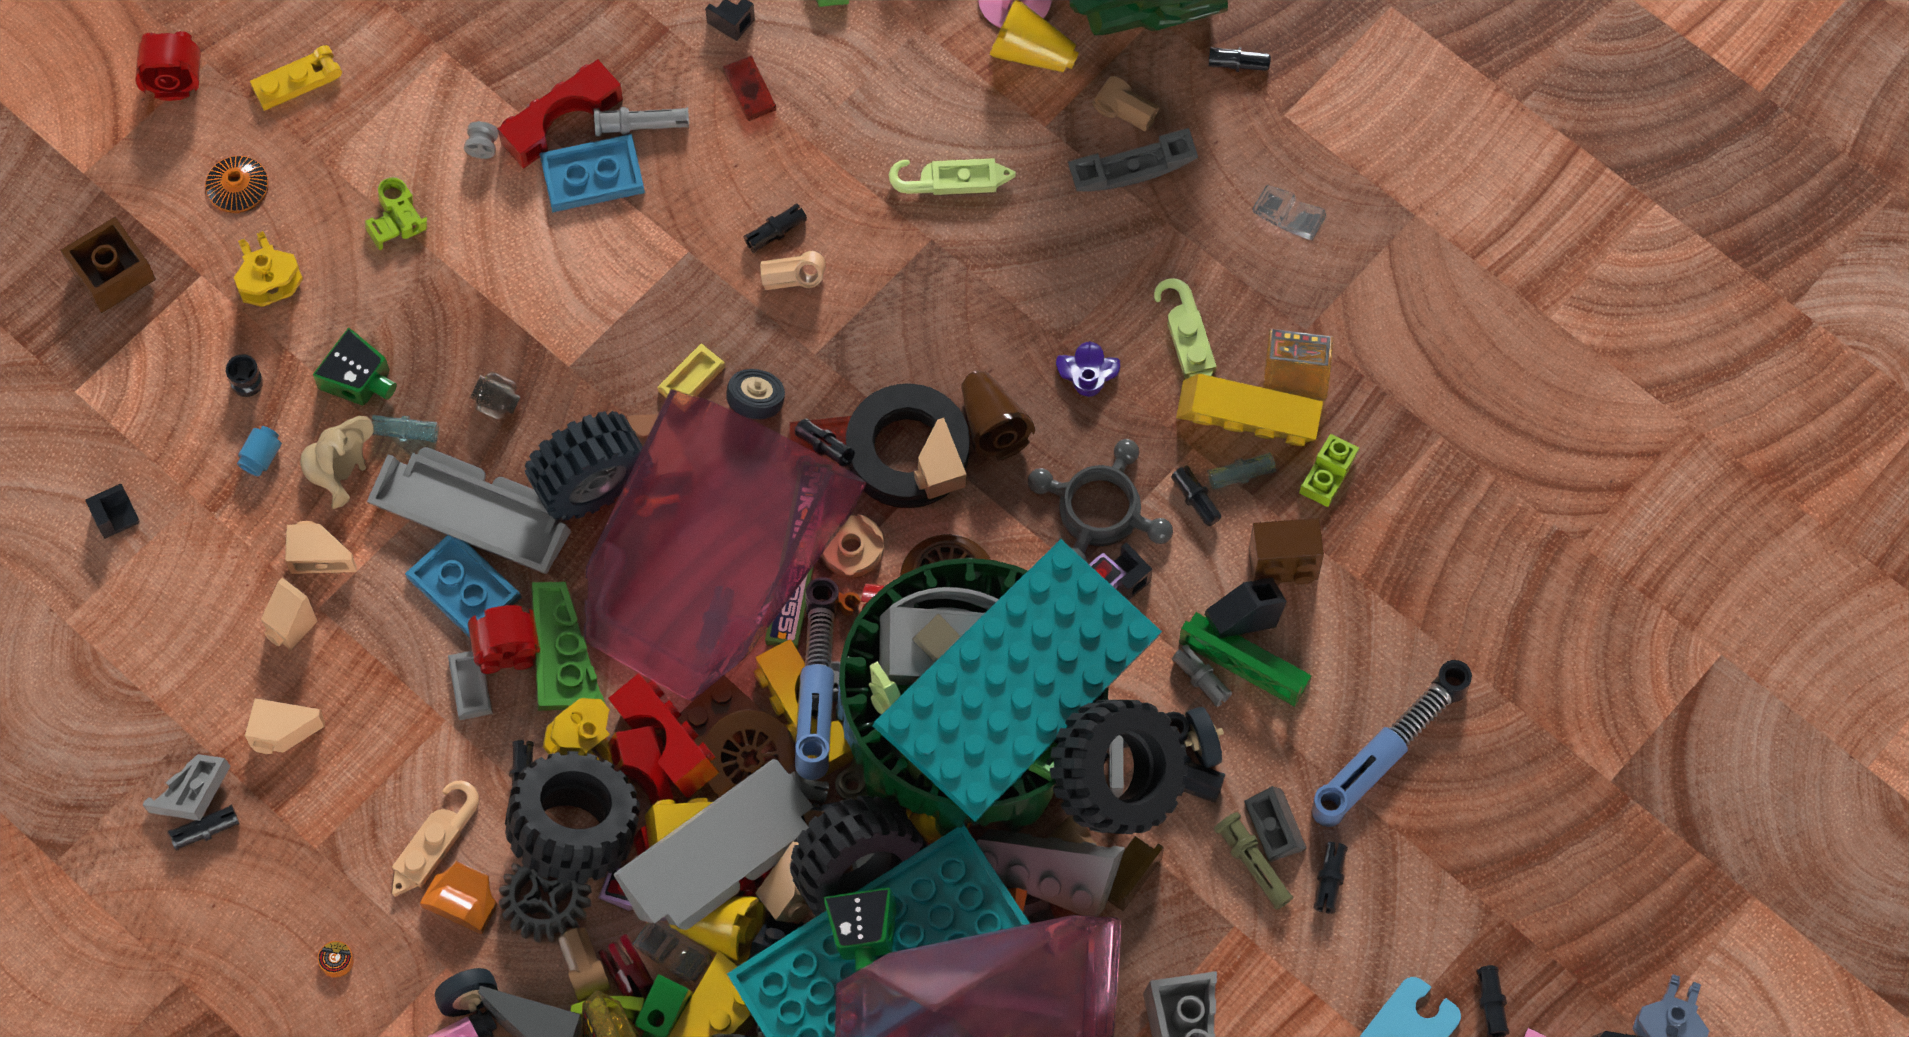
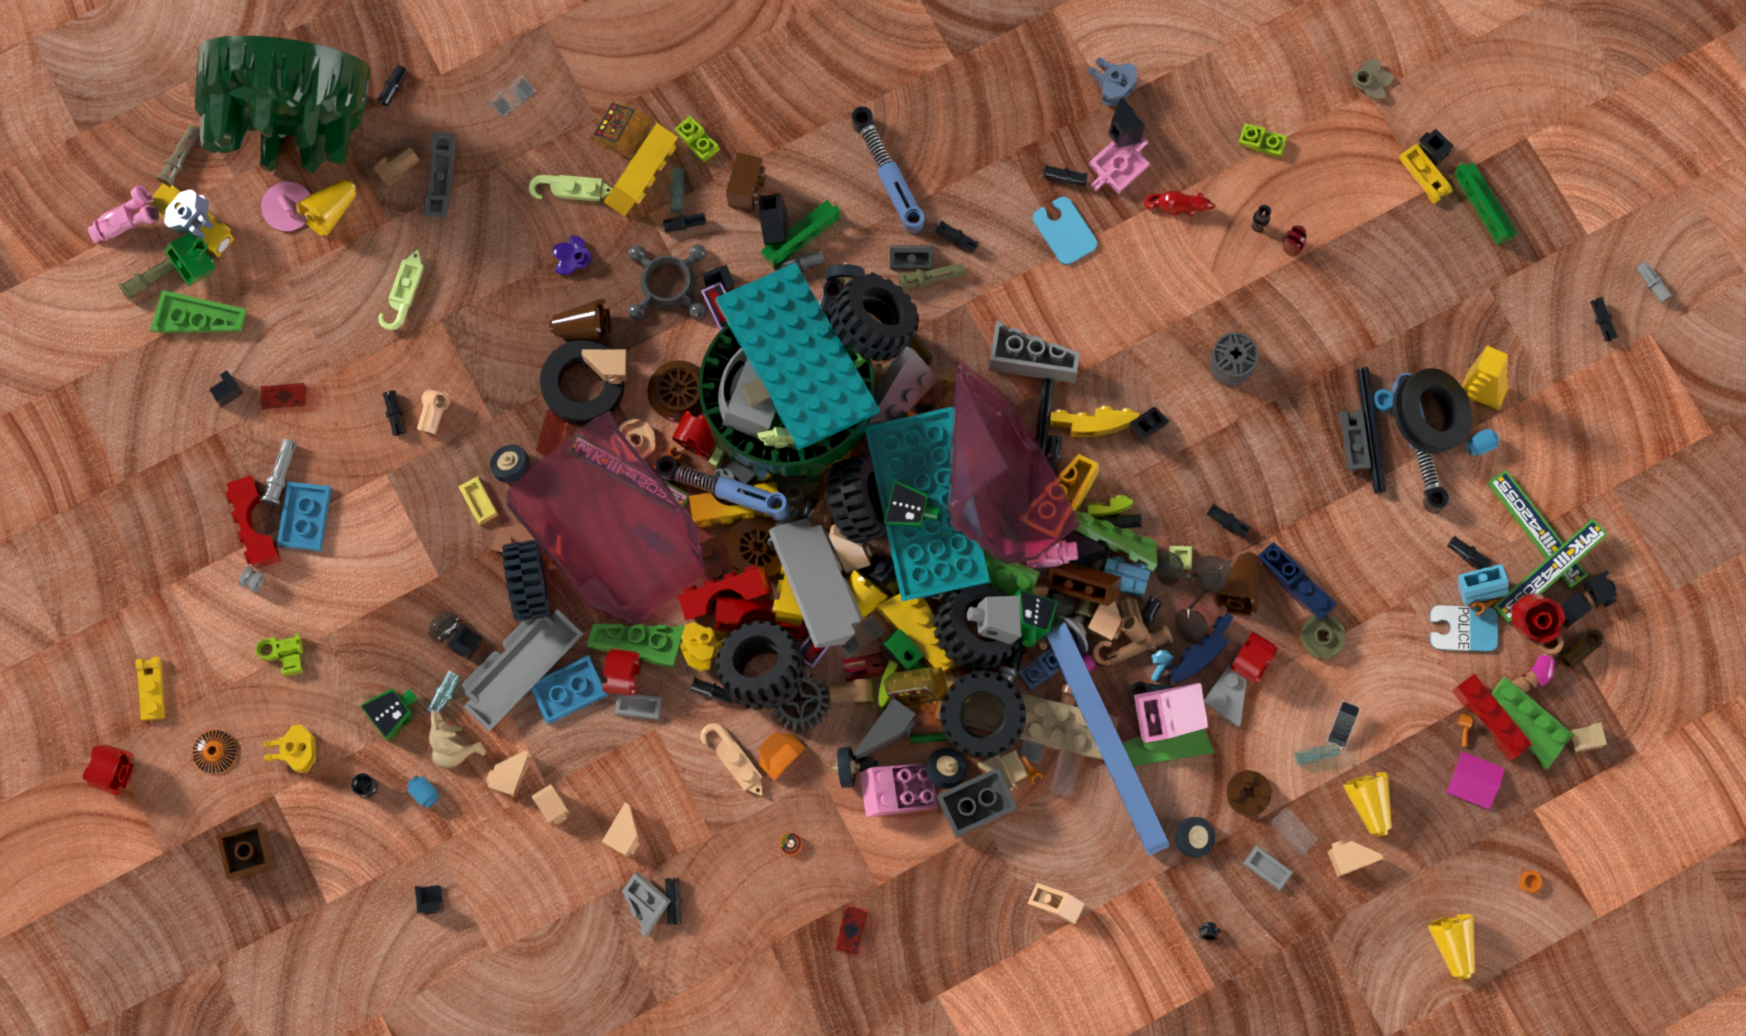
camera: 70 degrees left, 10 degrees up
(484, 428) = (464, 642): none -> black panel
(836, 450) = (551, 438): black pin -> none

